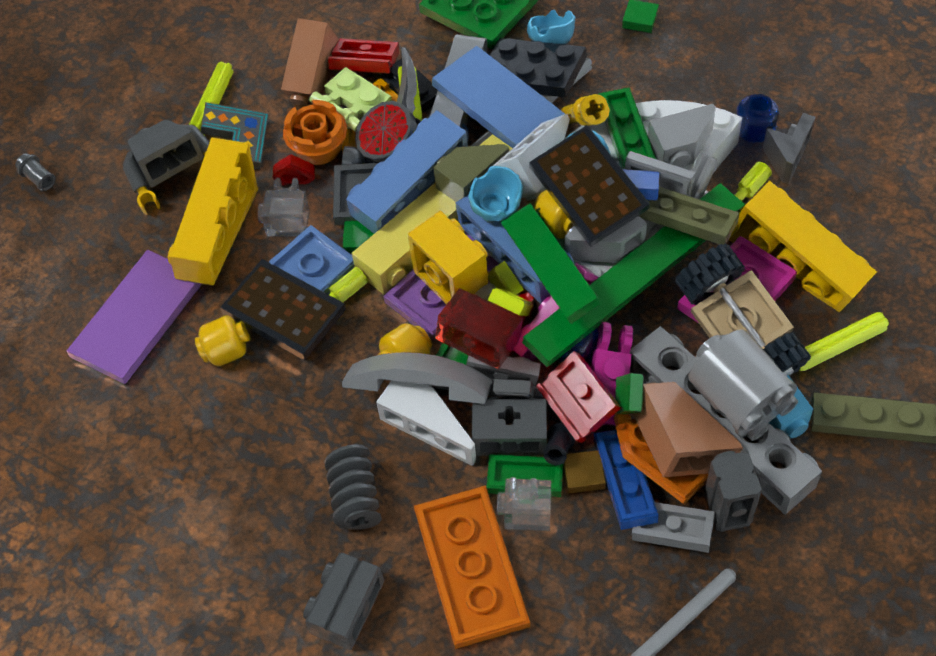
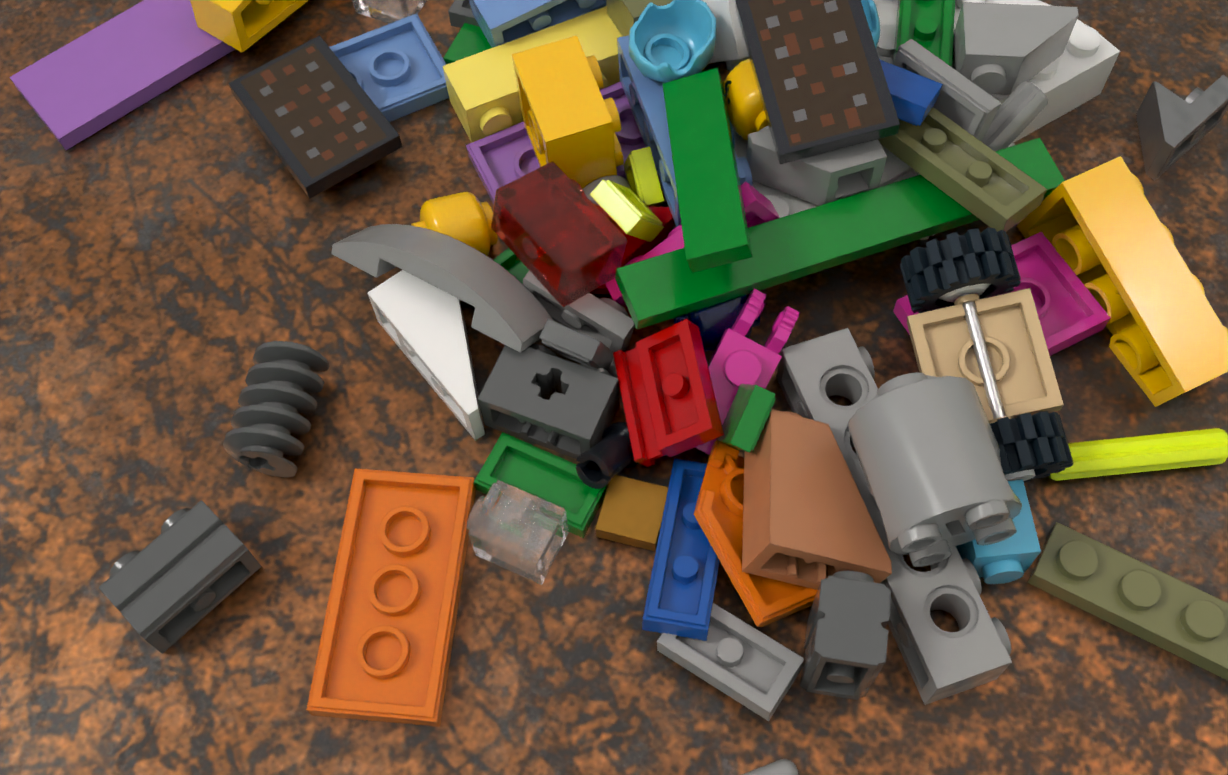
camera: 20 degrees right, 5 degrees up
(222, 340) = (212, 132): yellow head -> none
(348, 284) = (424, 114): neon yellow axle -> none
(753, 180) = (1099, 152): neon yellow axle -> none
(757, 115) = (1146, 55): clear blue head -> none

